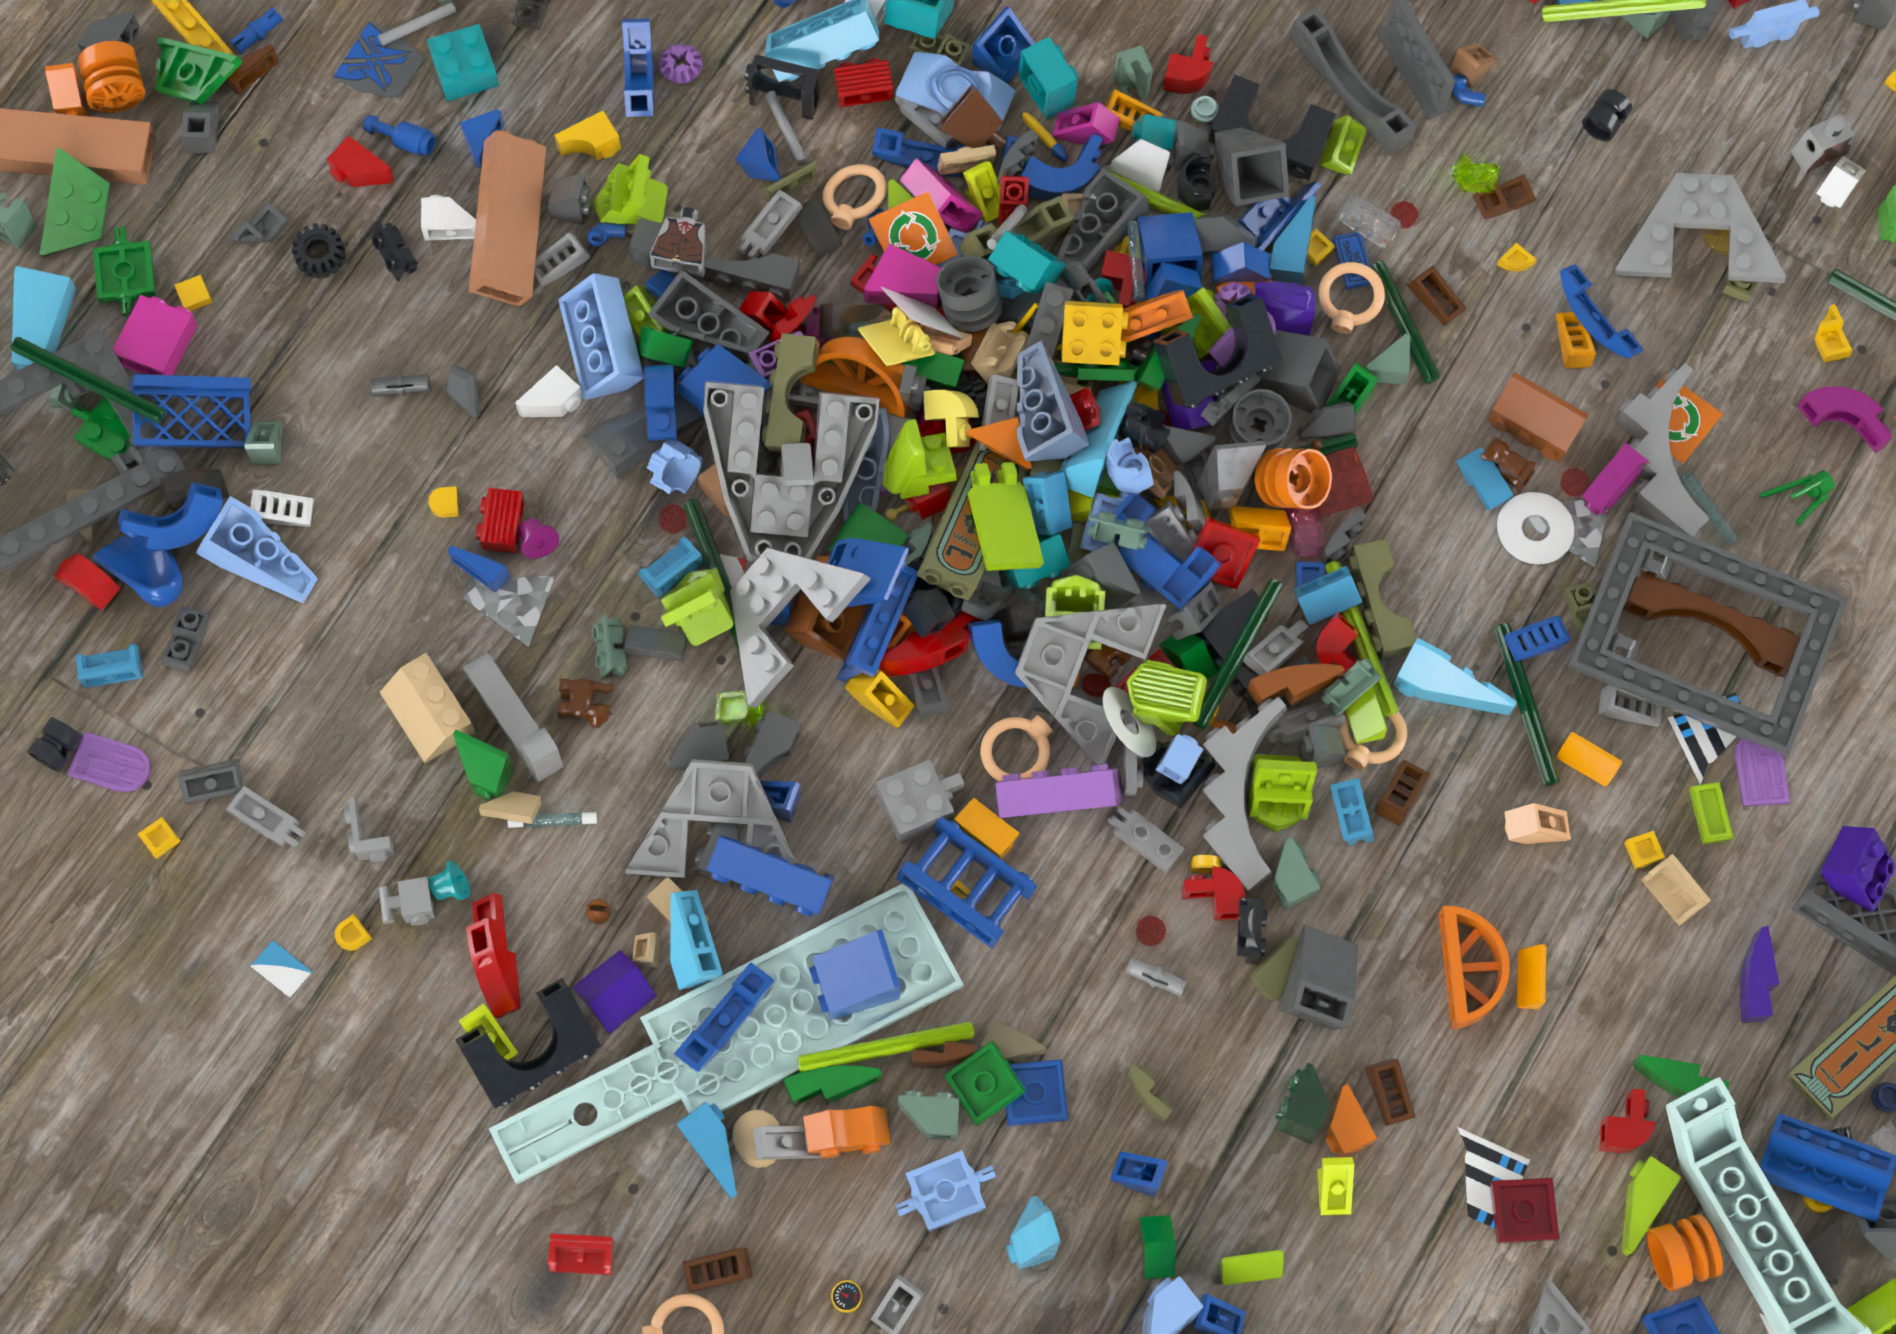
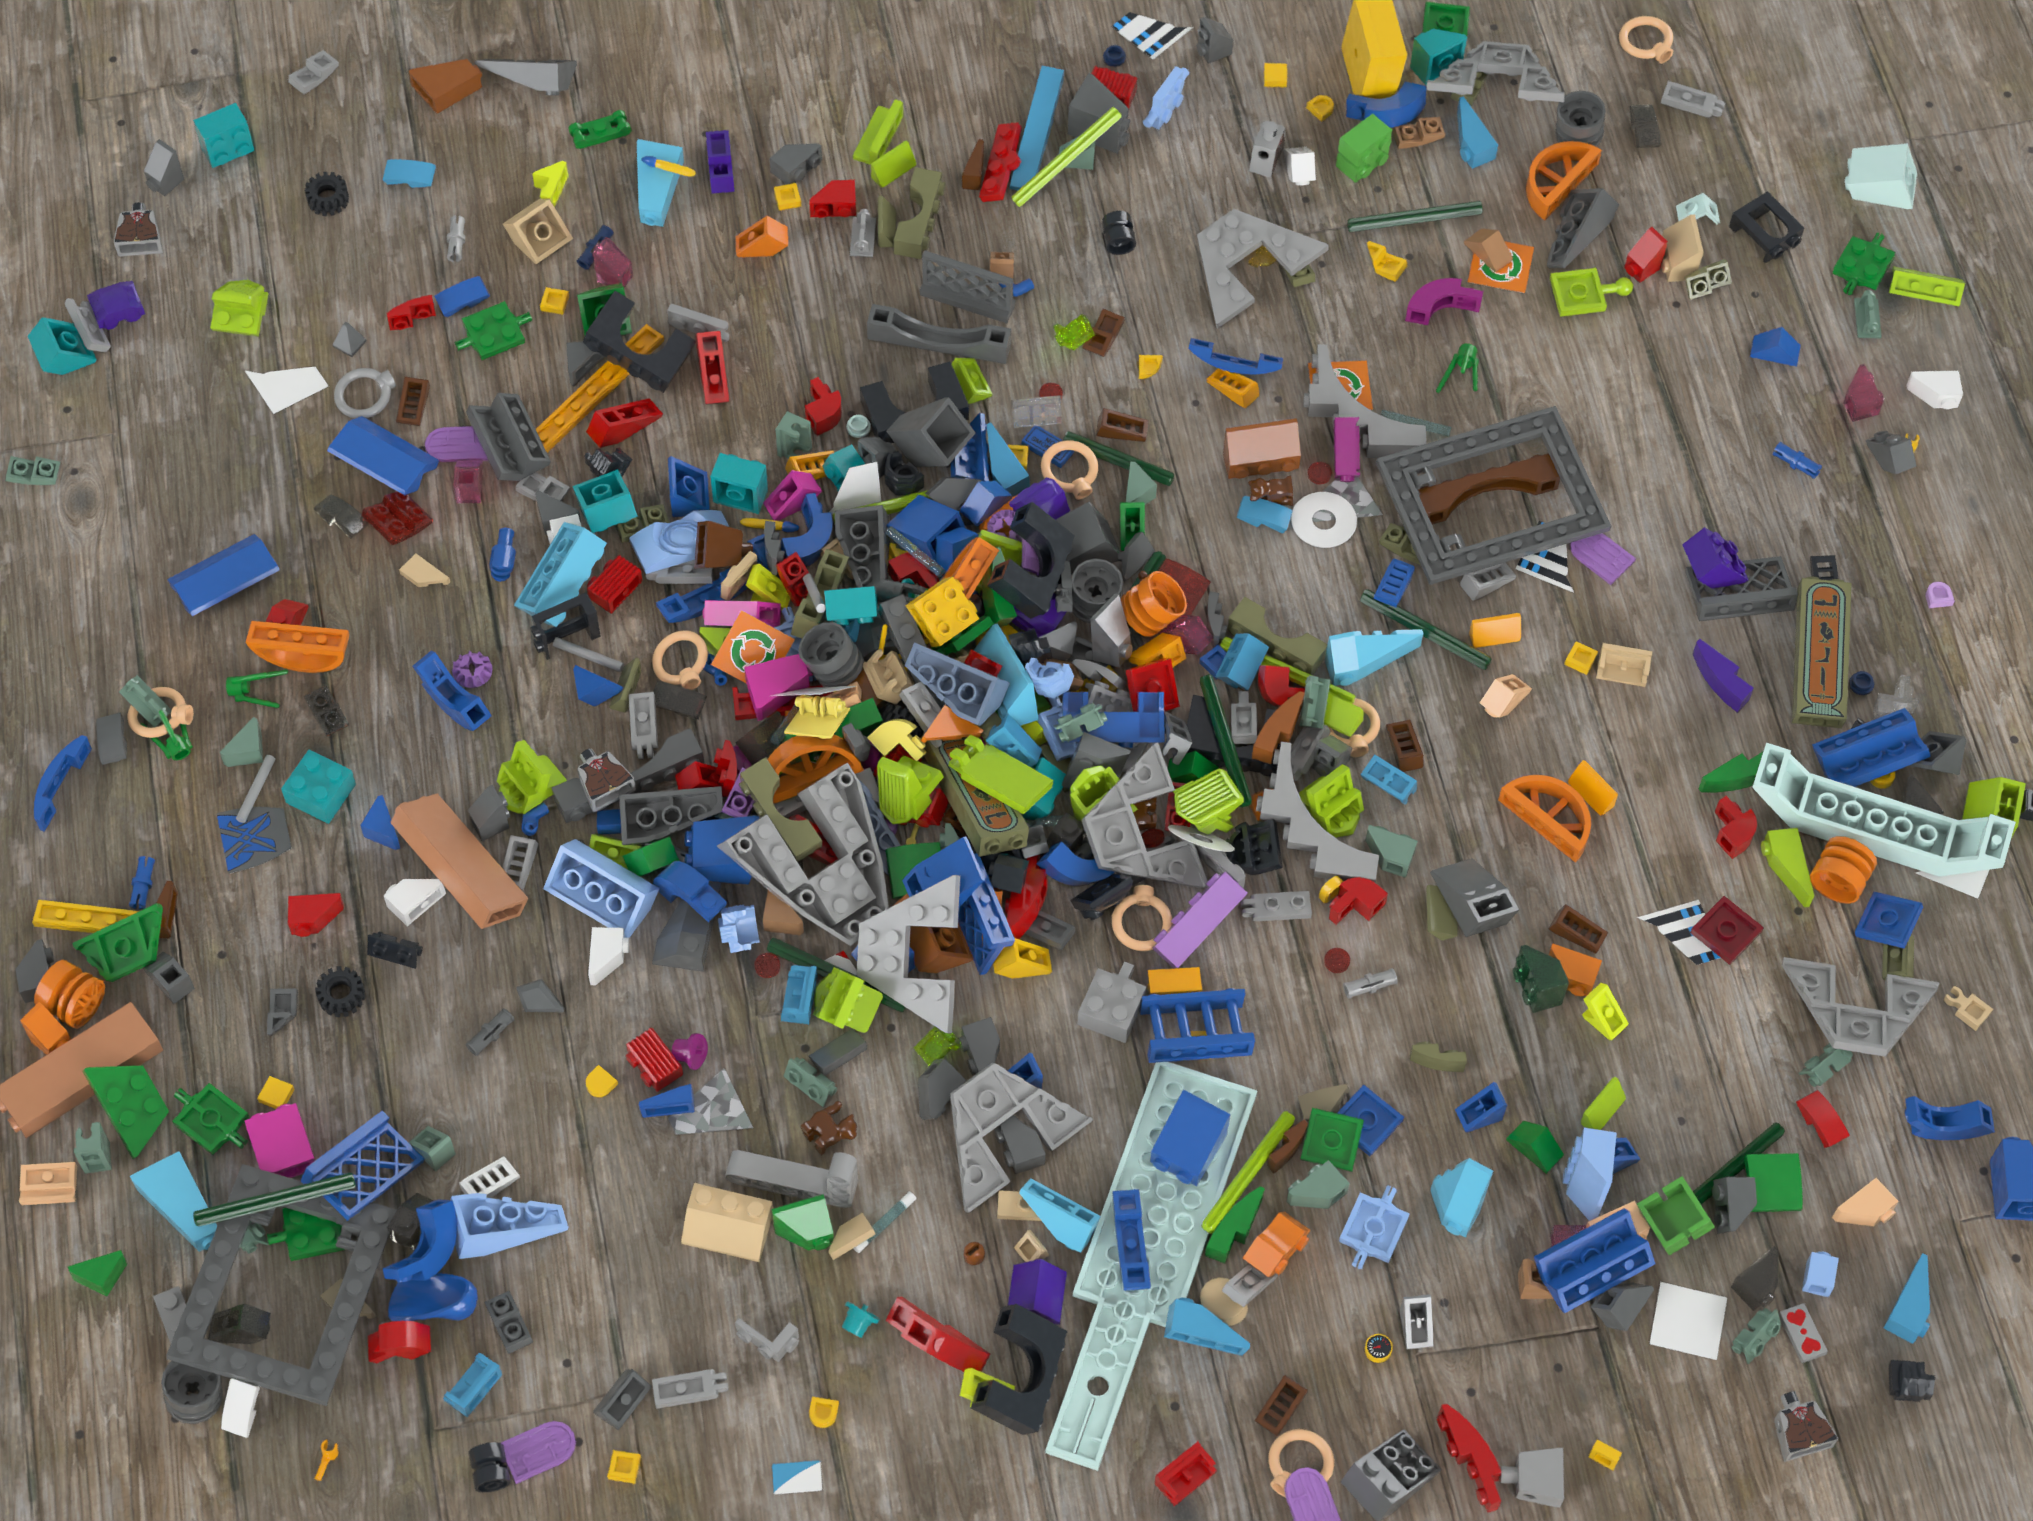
camera: 40 degrees left, 10 degrees down
(404, 135) = (325, 867): blue piece -> none
(414, 901) = (844, 1351): light grey brick -> none
(591, 136) = (462, 763): yellow arch -> none
(770, 875) = (1072, 1123): wedge -> none
(796, 464) = (828, 853): light grey slope -> none
(998, 699) = (1102, 896): none -> black slope
(1179, 758) = (1255, 834): light blue brick -> none
(1250, 923) = (1401, 902): black slope -> none
(1711, 813) = (1597, 603): lime tile -> none

